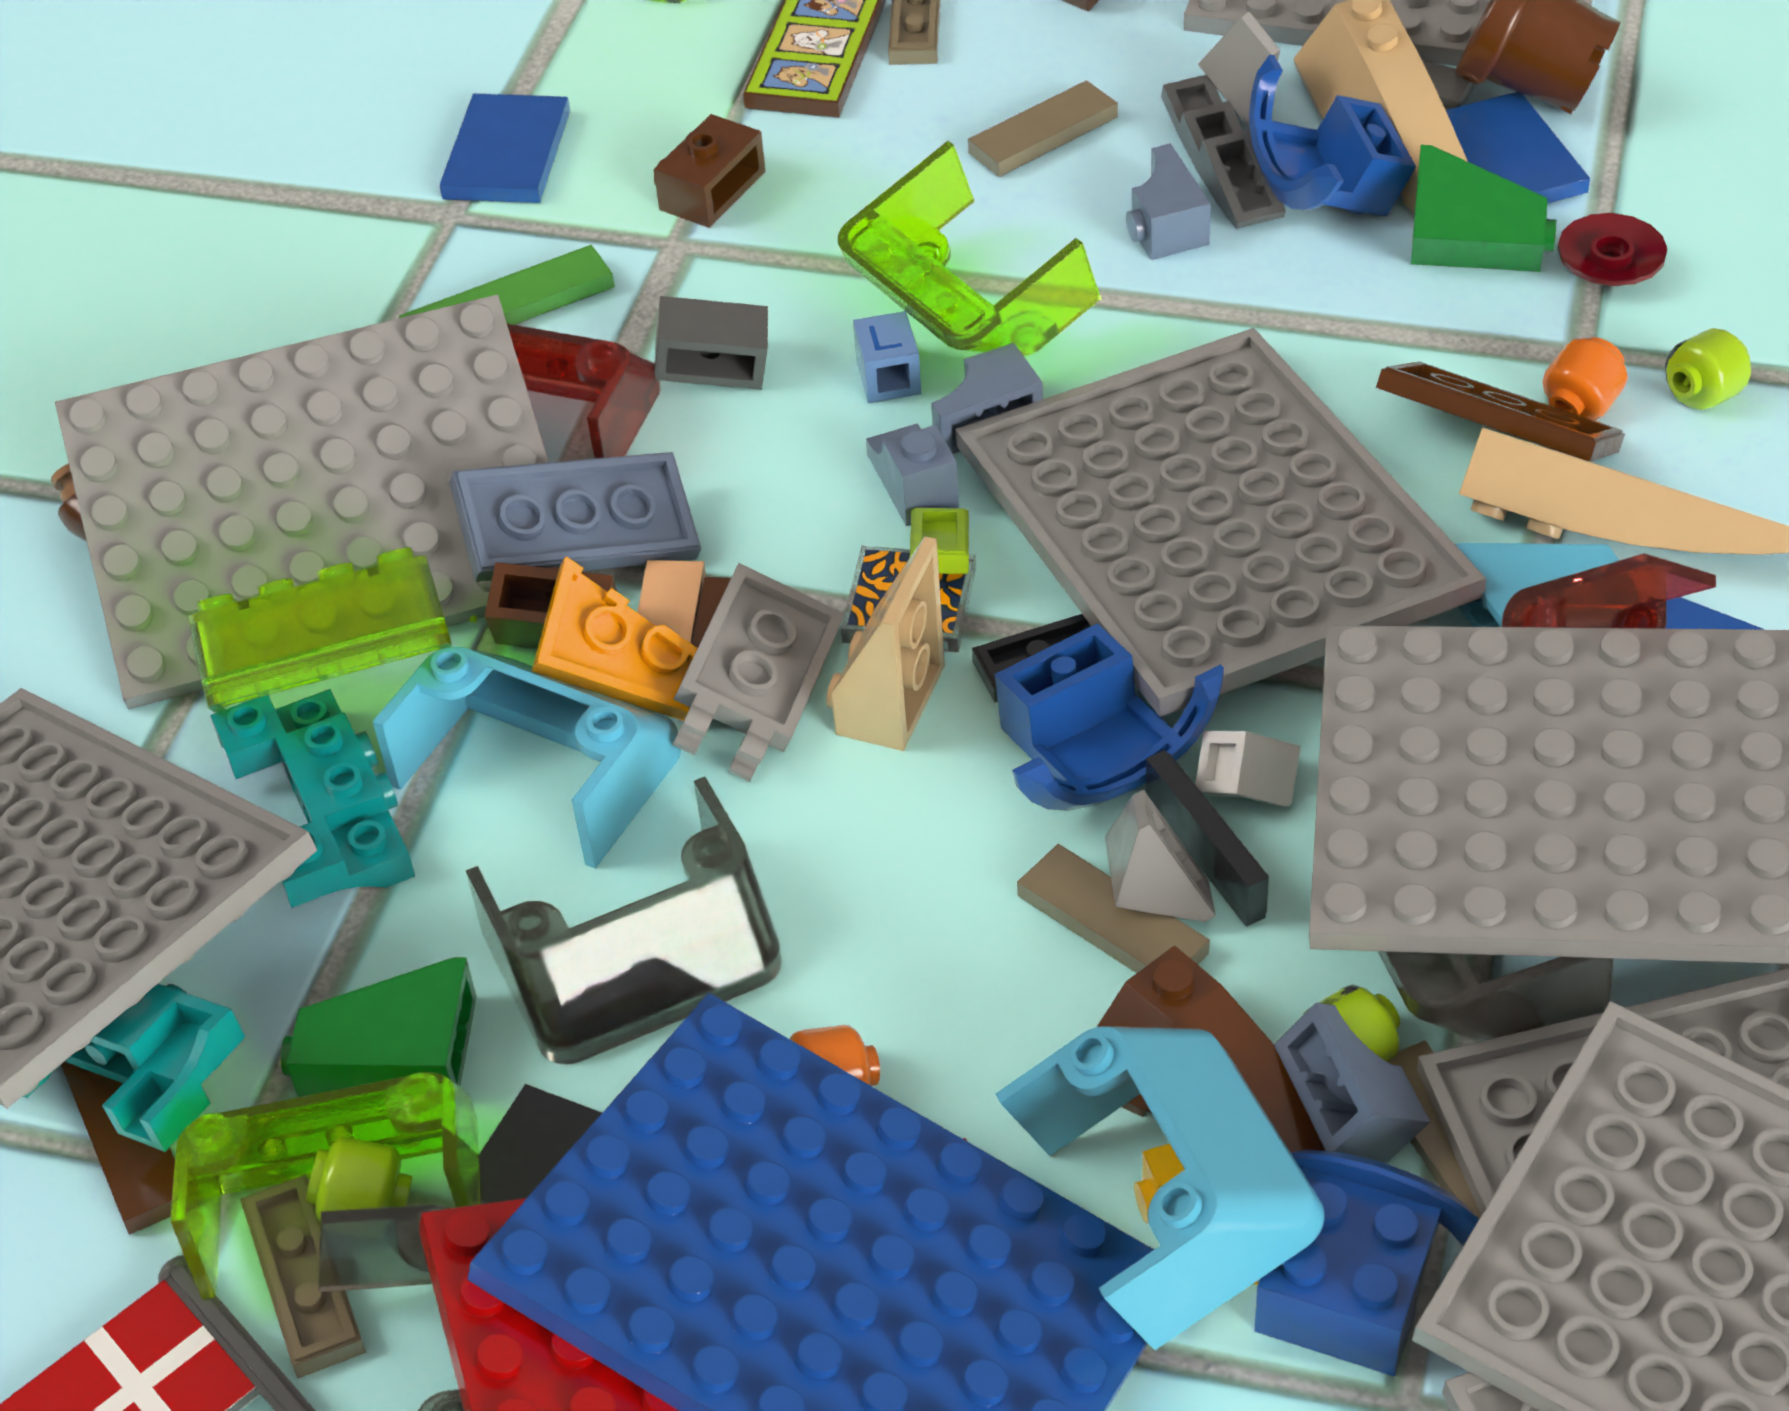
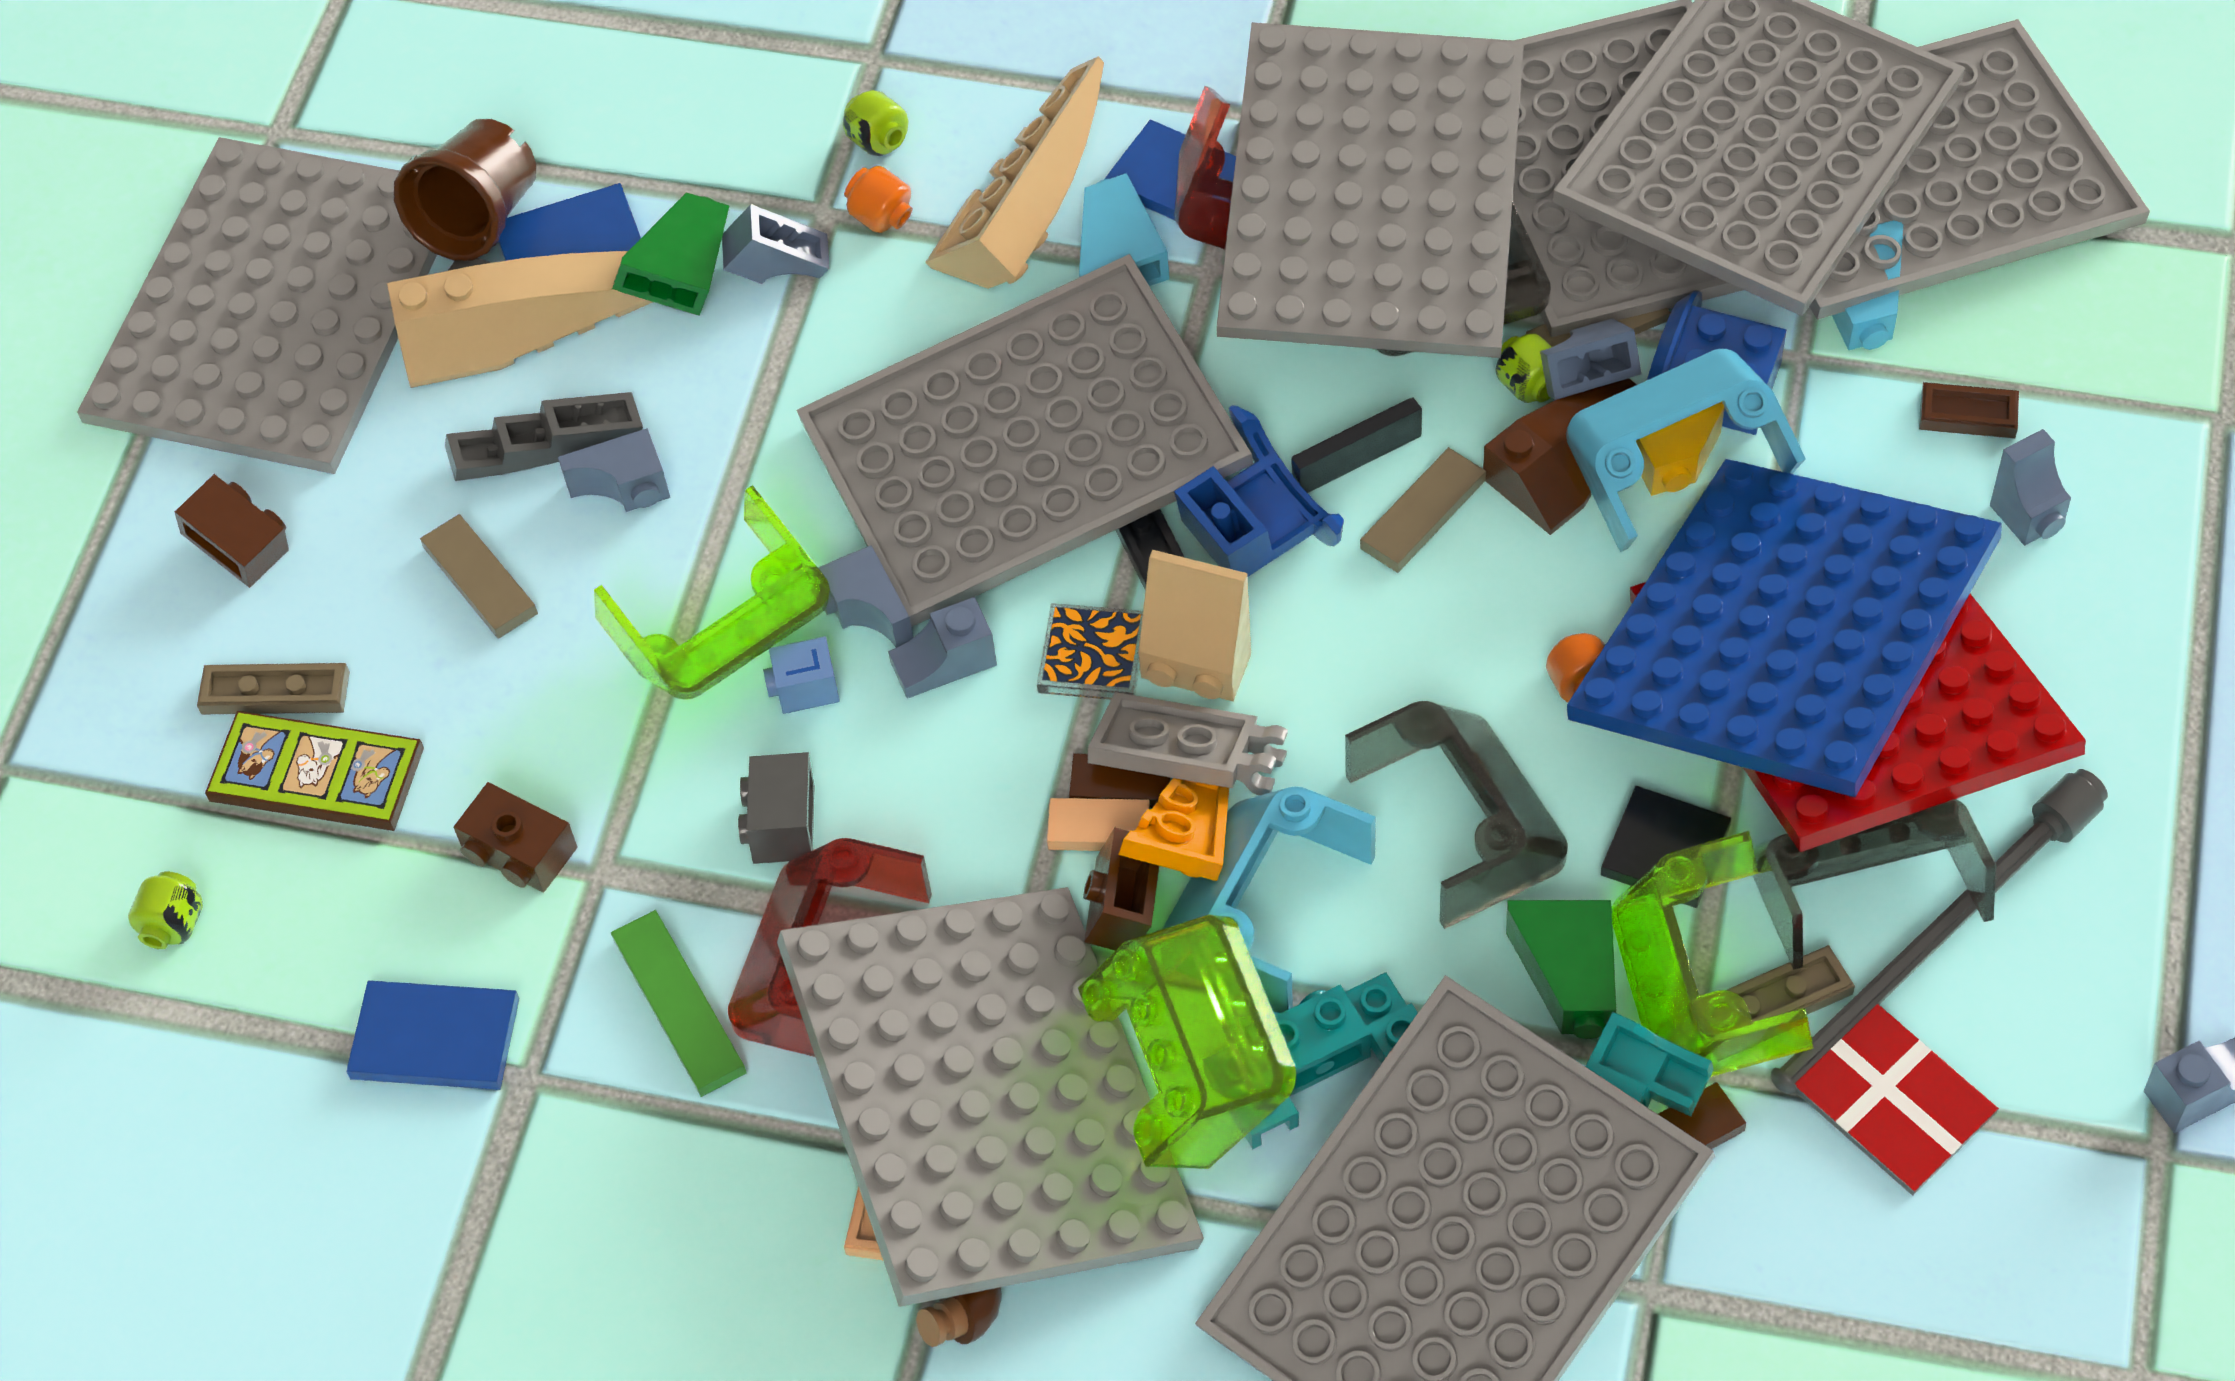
camera: 90 degrees left, 10 degrees up
(357, 1177) = (1715, 952): lime head -> none
(586, 509) = (1018, 882): sand blue tile -> none
(950, 529) = (1041, 623): lime tile -> none
(1153, 867) = (1390, 476): light grey slope -> none
(1236, 60) = (452, 401): light grey slope -> none
(1247, 767) = (1289, 421): white panel -> none
(1345, 163) = (593, 345): blue piece -> none
(1496, 295) = (770, 245): none -> sand blue arch
(1501, 410) = (918, 249): reddish brown tile -> none
(1612, 249) = (722, 169): dark red dish -> none

